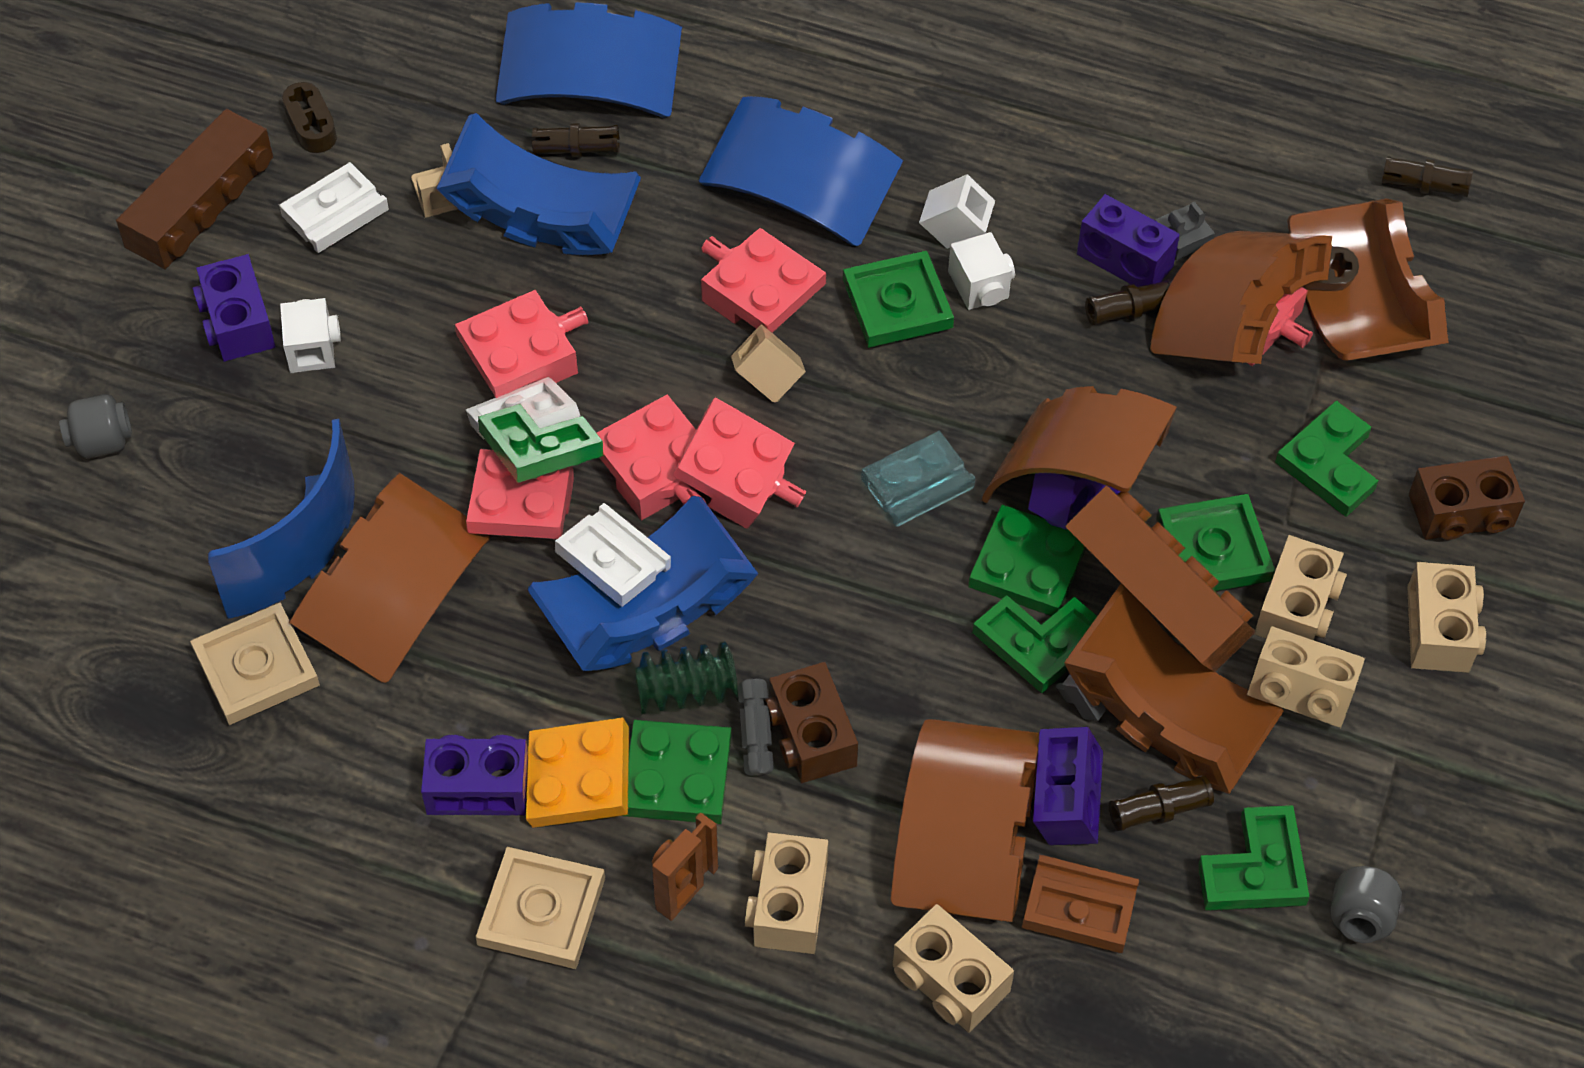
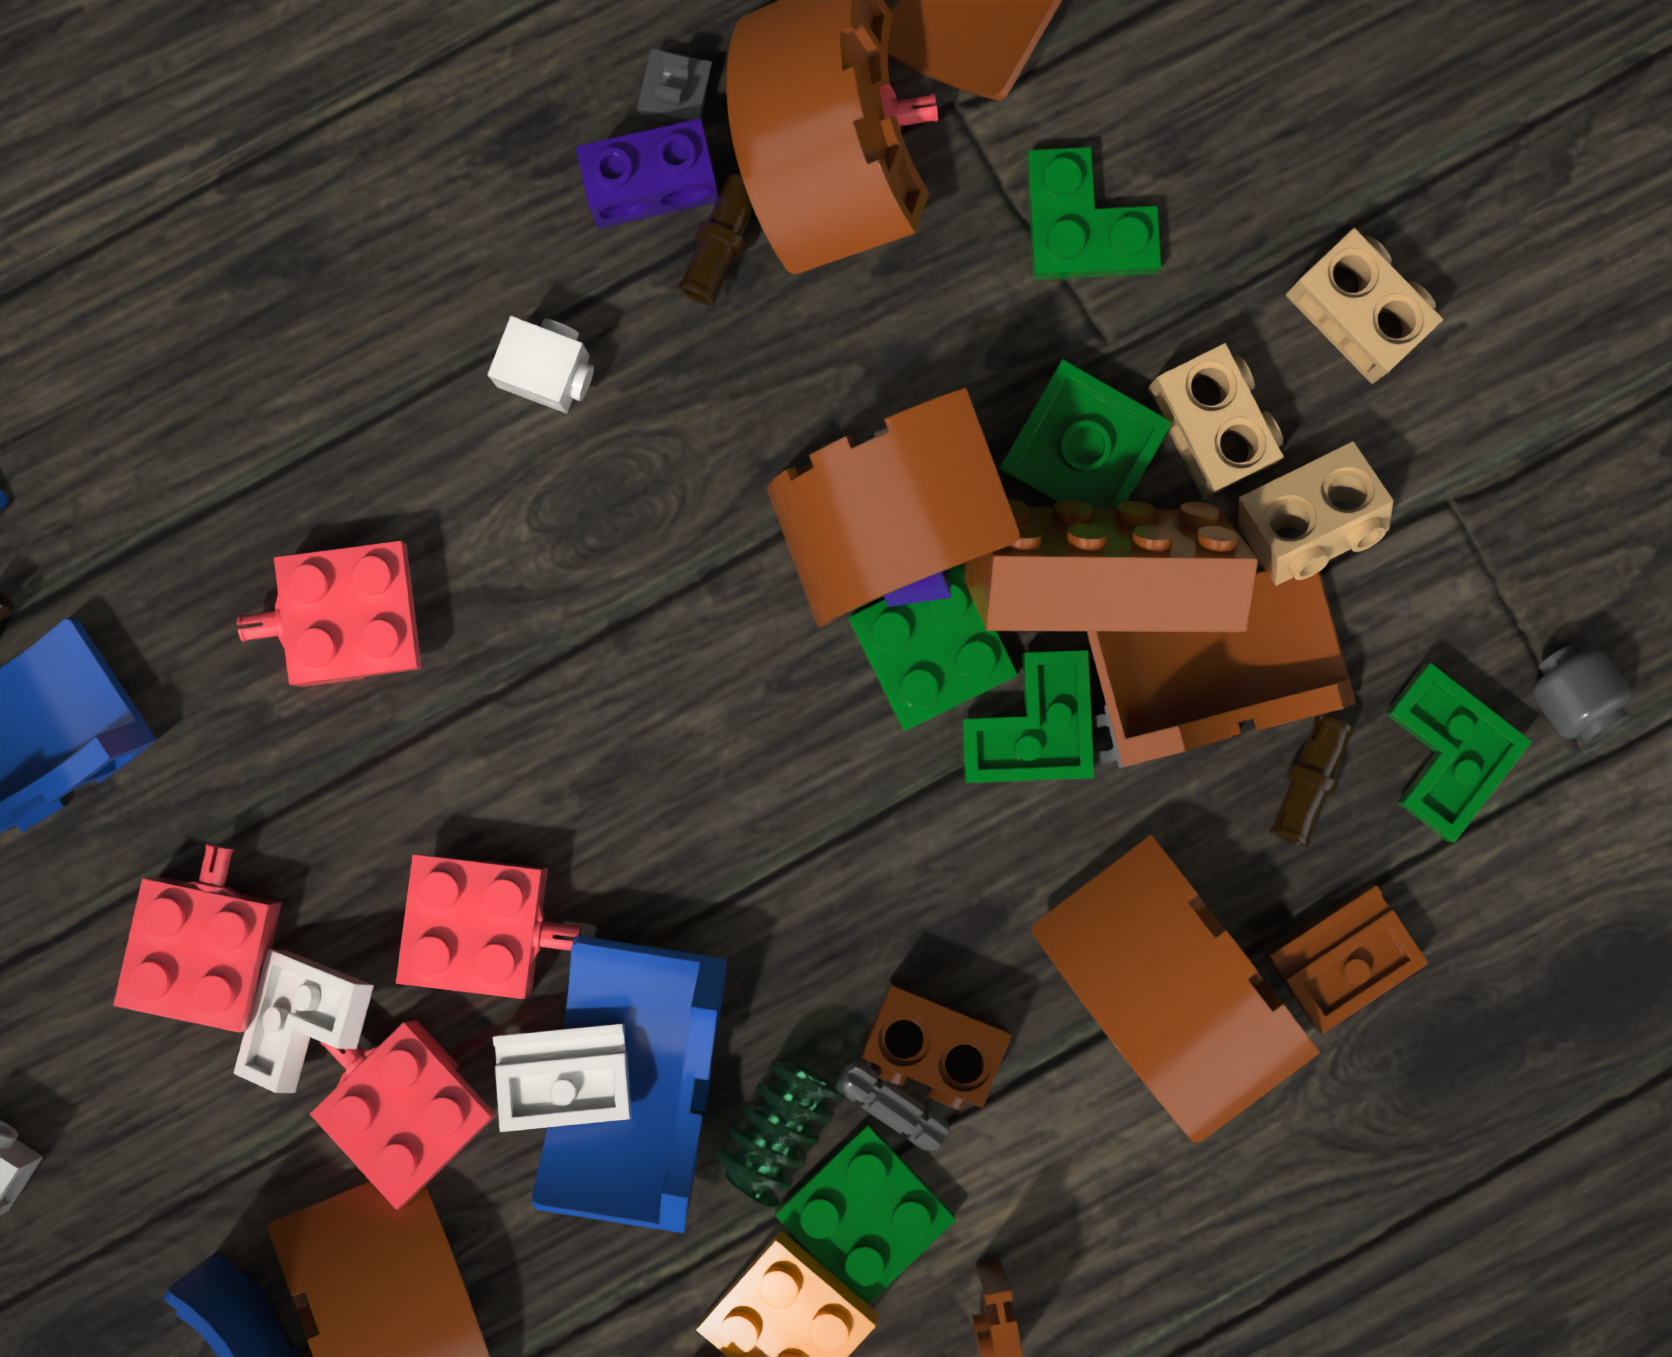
camera: 50 degrees left, 30 degrees up
(536, 451) = (381, 1080): green plate -> none
(737, 464) = (566, 857): coral plate -> none
(768, 363) = (458, 701): tan panel -> none
(795, 893) = (1108, 1222): tan brick -> none
(803, 166) = (226, 437): blue panel -> none
(898, 298) = (494, 484): green plate -> none
(918, 478) = (736, 668): clear light blue plate -> none
(957, 211) = (444, 320): white brick -> none
(962, 961) = (1311, 1129): tan brick -> none
(1068, 786) = (1231, 867): dark purple brick -> none
(1467, 492) = (1253, 138): reddish brown brick -> none

